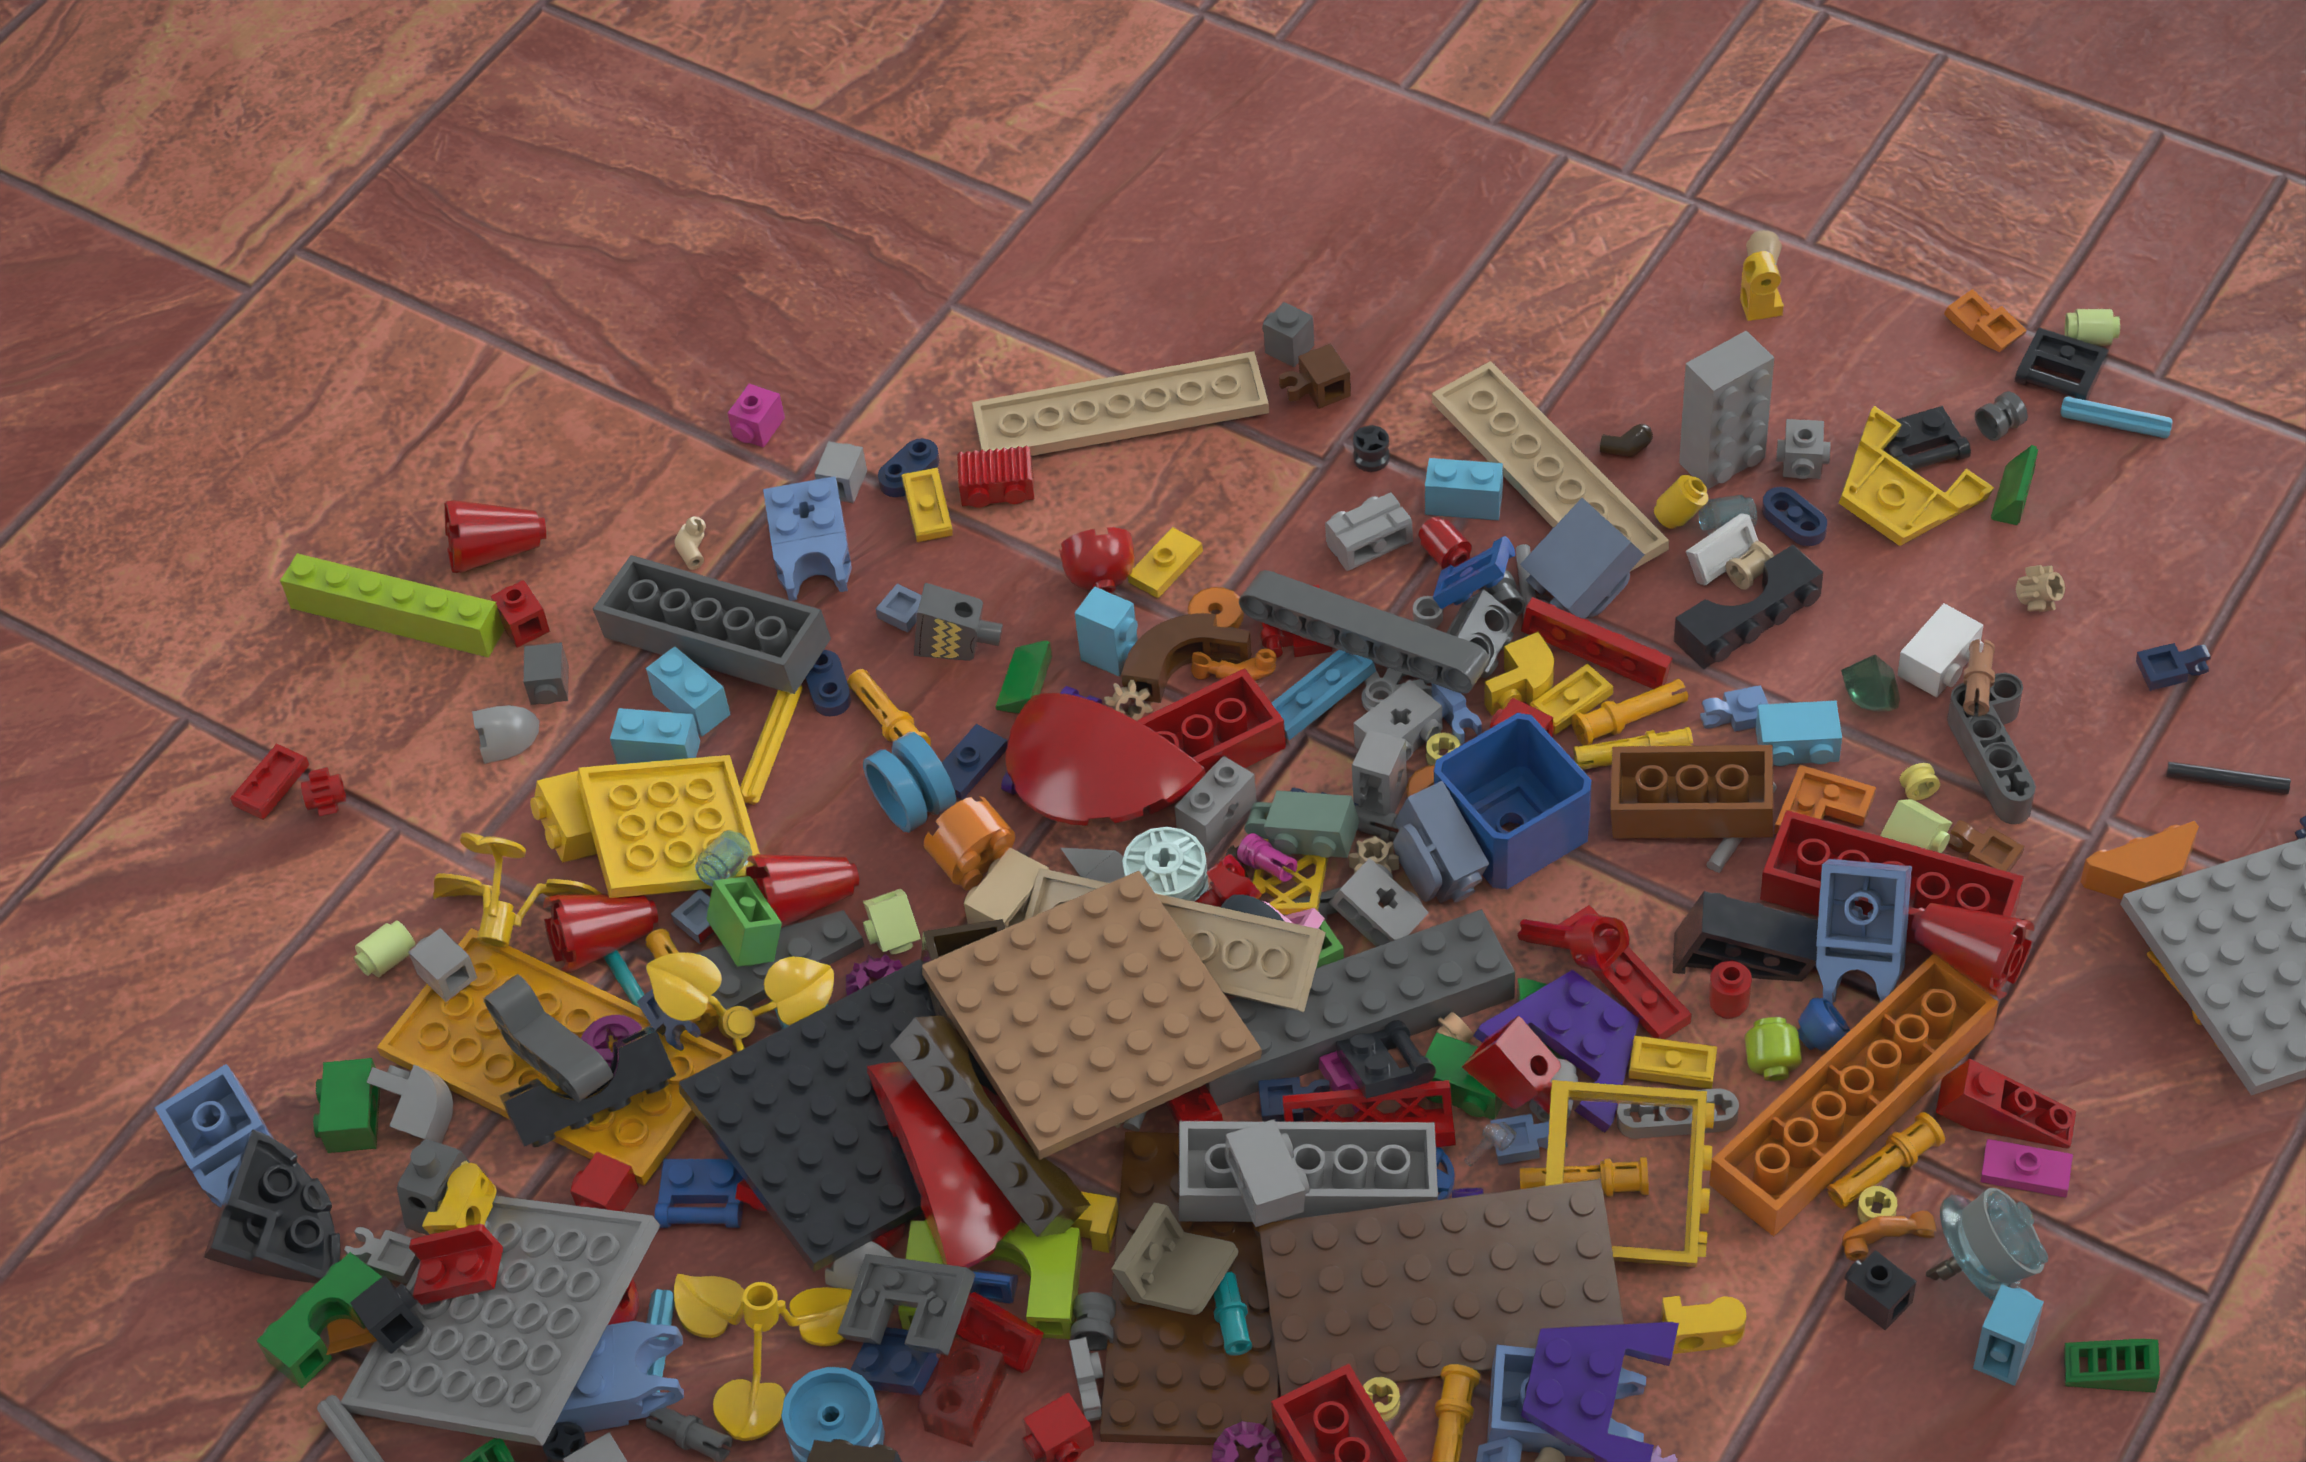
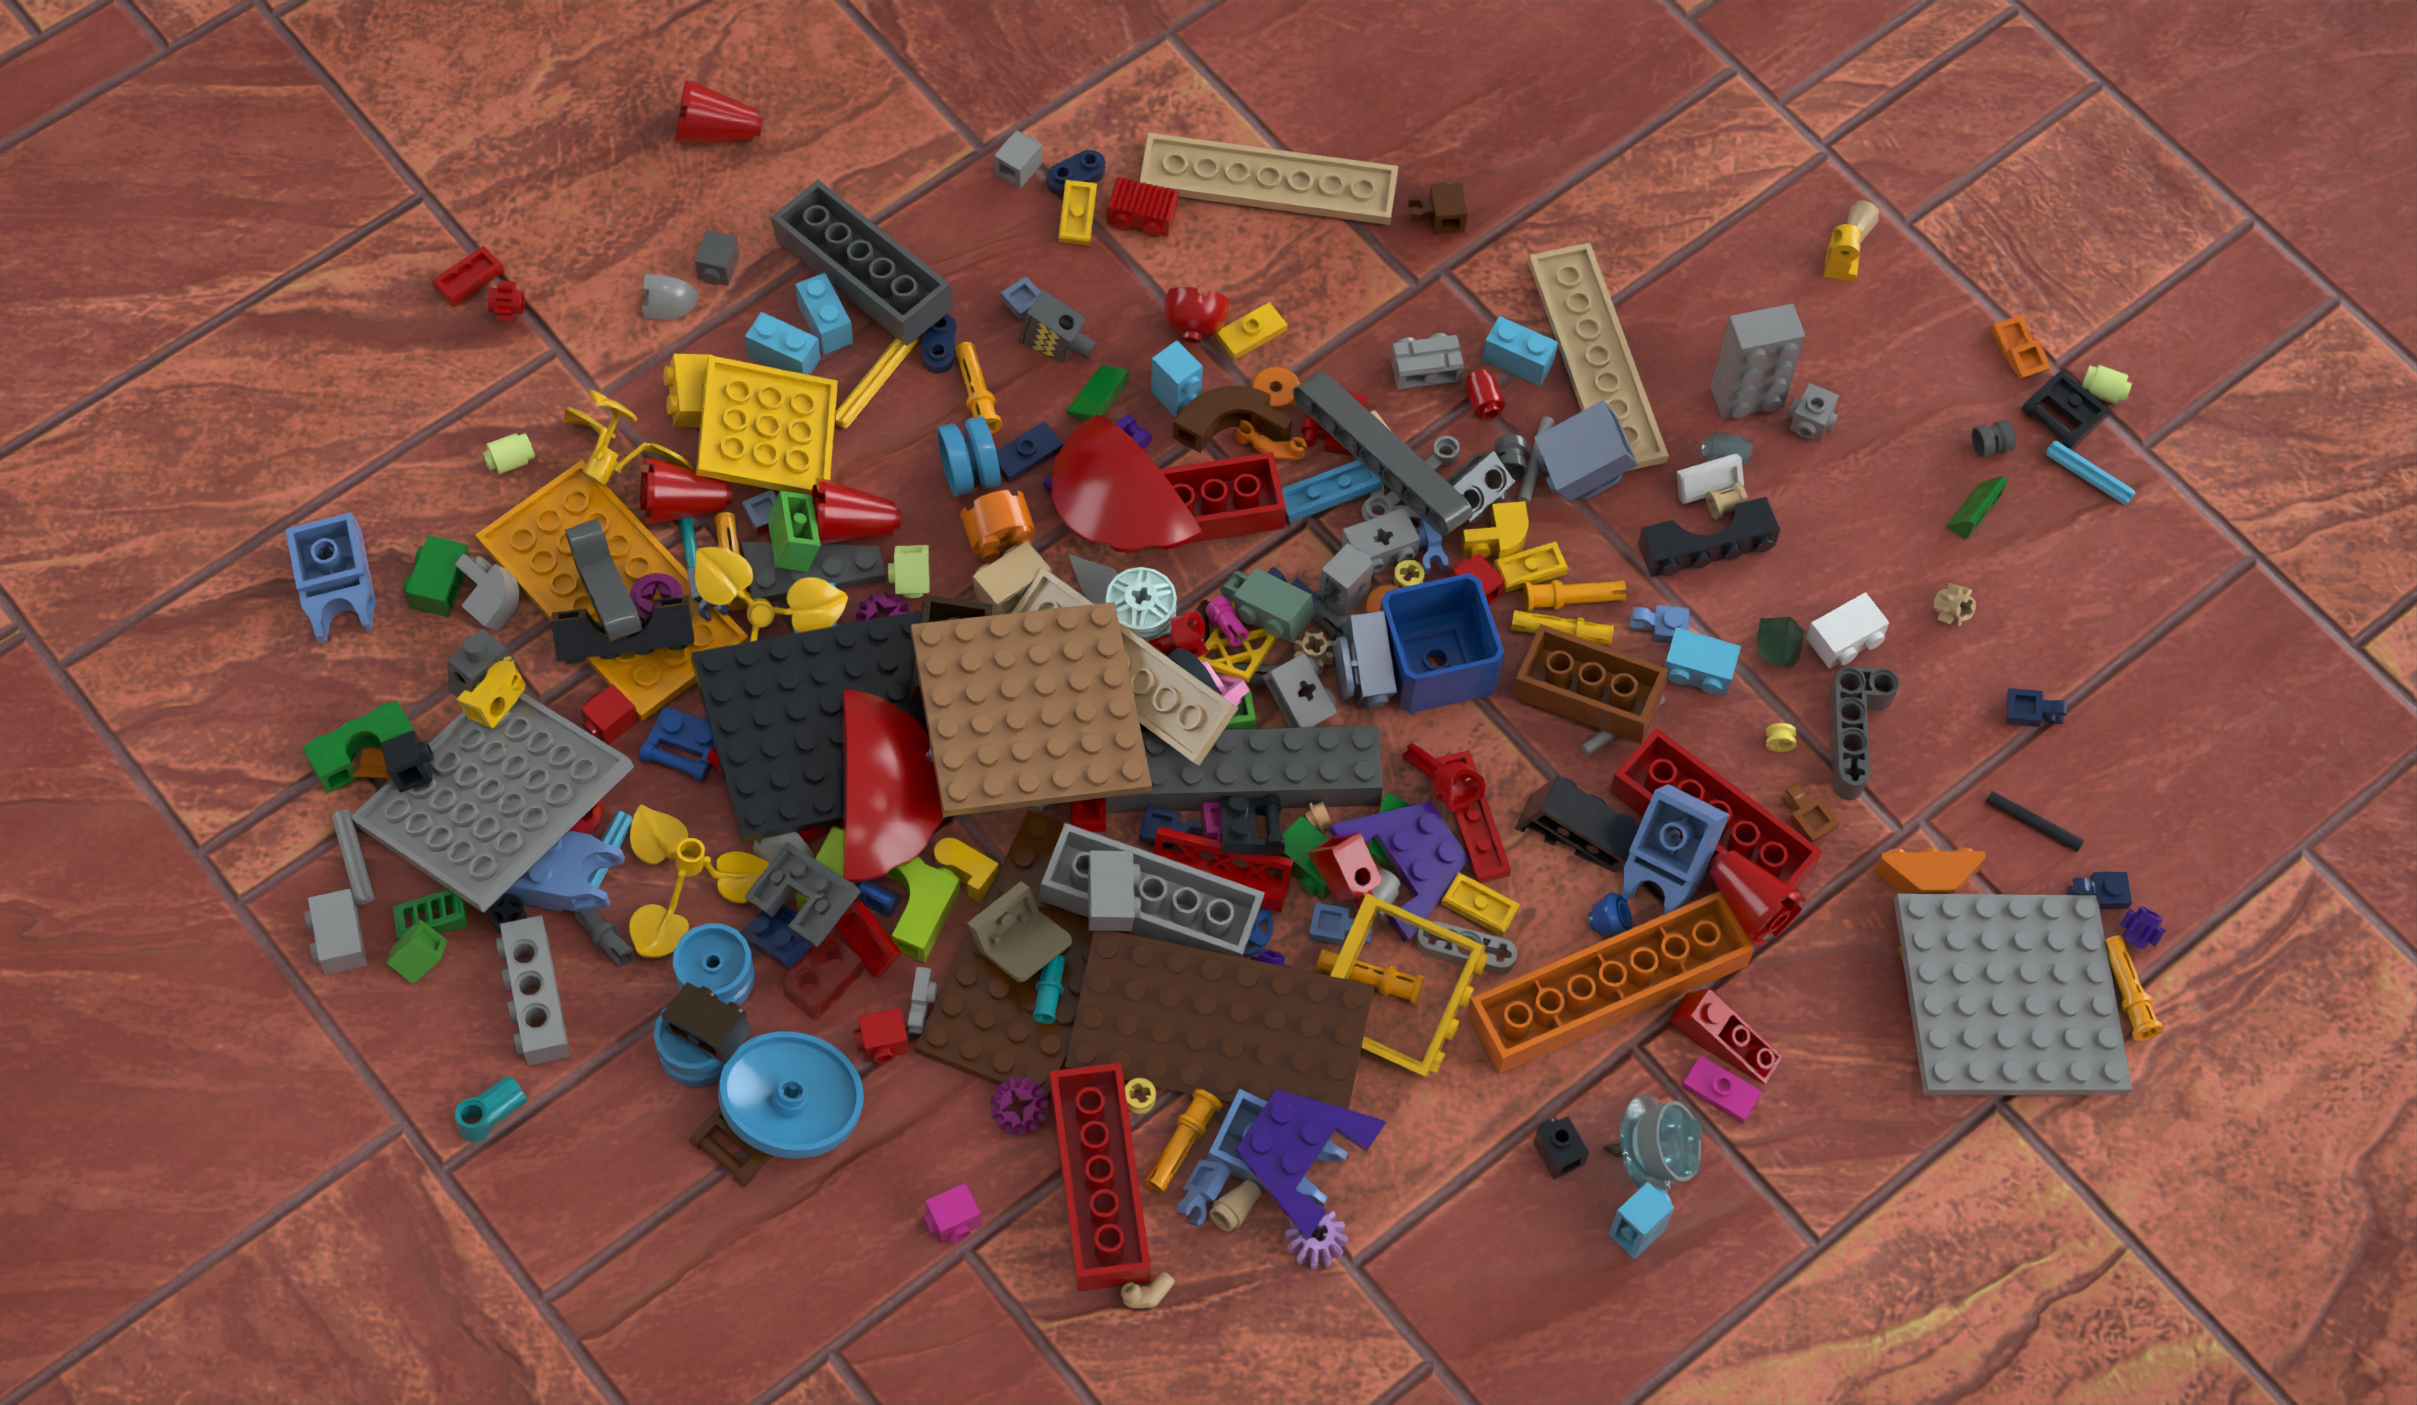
camera: 10 degrees right, 10 degrees up
(275, 1217) = (350, 649): black brick -> none
(386, 1255) = (427, 711): light grey plate -> none
(392, 605) = (615, 154): lime brick -> none
(442, 964) = (547, 485): light grey brick -> none
(455, 1263) = (472, 739): red bracket -> none
(521, 613) = (715, 197): red brick -> none
(688, 540) = (873, 178): tan arm -> none
(723, 857) = (797, 472): clear light blue brick -> none
(756, 415) = (968, 83): dark pink brick -> none
(808, 533) = (970, 206): medium blue brick -> none
(943, 1069) = (895, 712): dark brown arch -> none
(1093, 1319) = (943, 955): dark grey wheel -> none
(1122, 696) = (1167, 439): tan gear -> none
(1216, 802) = (1206, 559): light grey brick -> none
(1288, 333) = (1432, 159): dark grey brick -> none
(1371, 448) = (1460, 279): black wheel -> none
(1485, 569) = (1493, 432): blue plate -> none
(1494, 1134) = (1314, 917): clear hand -> none
(1596, 644) = (1569, 527): red plate -> none
(1629, 443) = (1674, 356): dark brown arm -> none
(1681, 501) = (1692, 425): yellow brick -> none
(1705, 1325) = (1412, 1127): yellow leg -> none
(1730, 989) = (1549, 860): red brick -> none
(1773, 1048) = (1563, 921): lime head -> none
(1799, 519) = (1784, 471): dark blue plate -> none
(1823, 793) = (1698, 720): orange plate -> none
(1857, 1238) = (1562, 1099): orange arm -> none
(1876, 1194) = (1585, 1070): light yellow bush -> none
(1896, 497) = (1873, 482): yellow wing -> none
(1899, 1151) = (1626, 1041): light orange pin -> none
(1917, 826) = (1759, 777): yellowish green brick -> none
(1924, 432) = (1918, 429): black plate -> none
(1979, 677) = (1864, 667): nougat pin -> none
(2112, 1350) = (1710, 1282): green slope -> none

